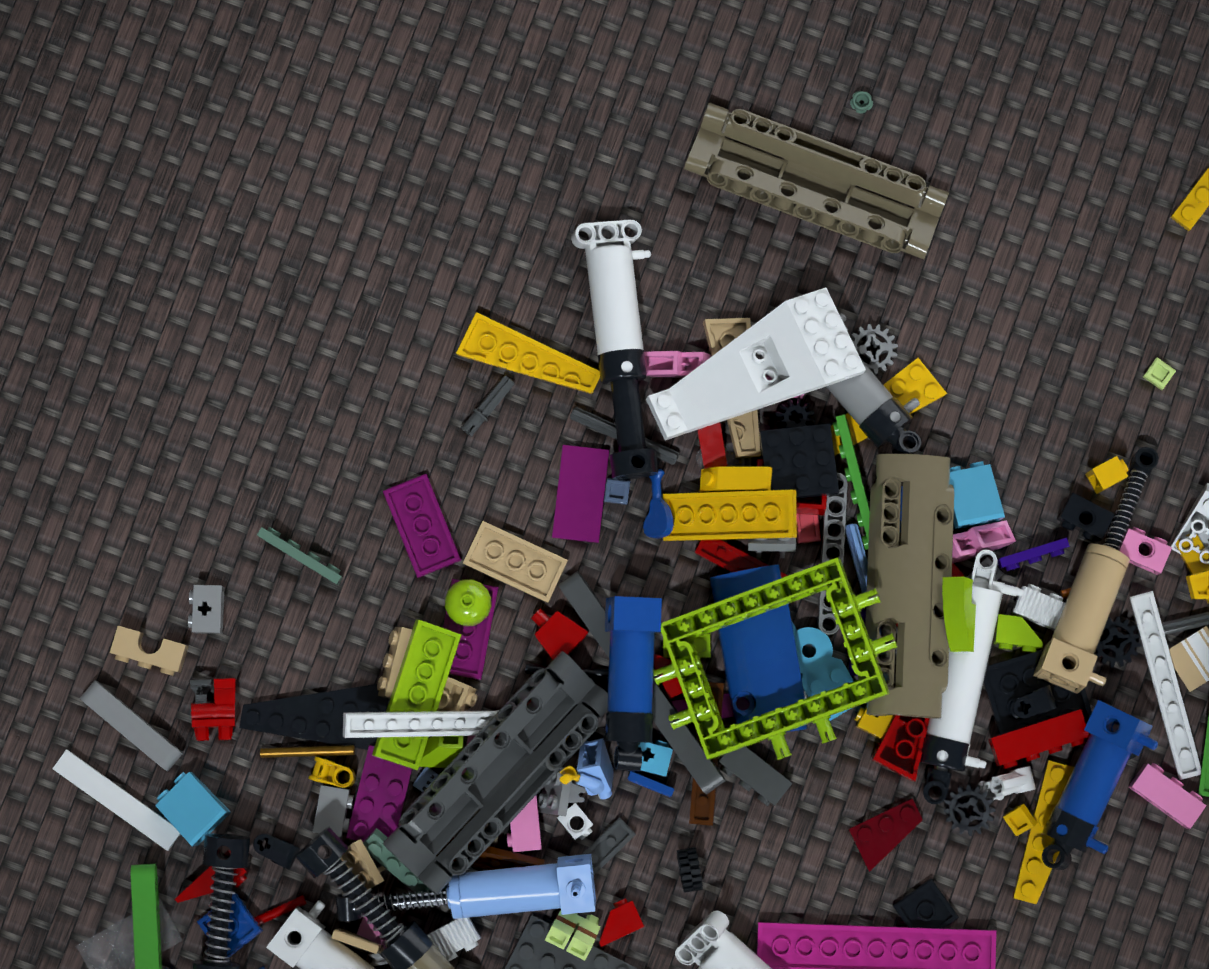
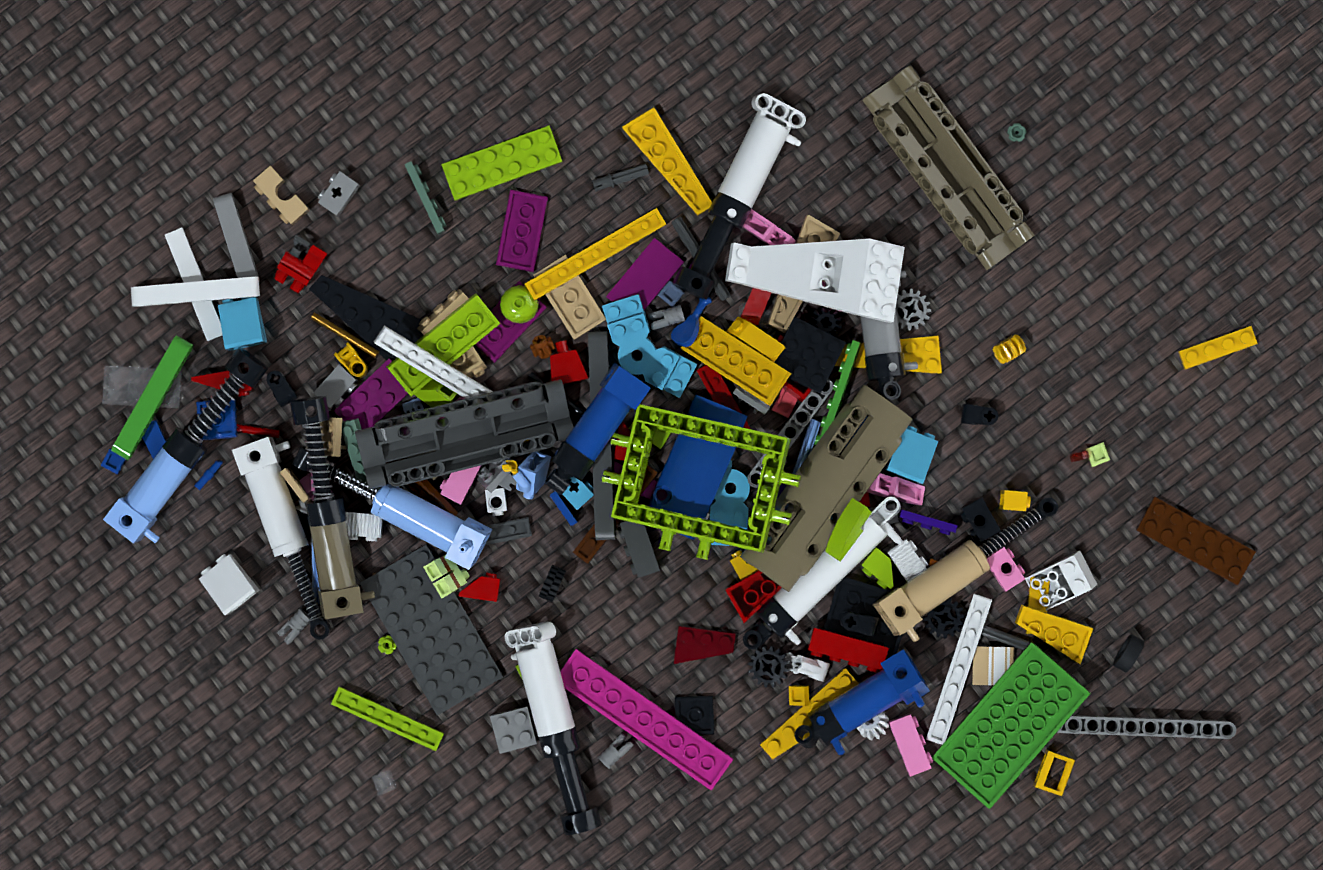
camera: 30 degrees right, 5 degrees up
(122, 806) = (195, 291): none -> white beam
(356, 469) = (502, 163): none -> lime plate
(513, 500) = (595, 254): none -> yellow plate
(520, 631) = (542, 346): none -> dark orange gear
(631, 514) = (670, 315): none -> light grey hinge
(654, 572) = (659, 365): none -> medium azure plate
(999, 323) = (1009, 349): none -> yellow gear
(1009, 413) = (975, 415): none -> black piece
(1122, 802) = (874, 730): none -> white gear
(1142, 387) = (1079, 456): none -> clear red tile

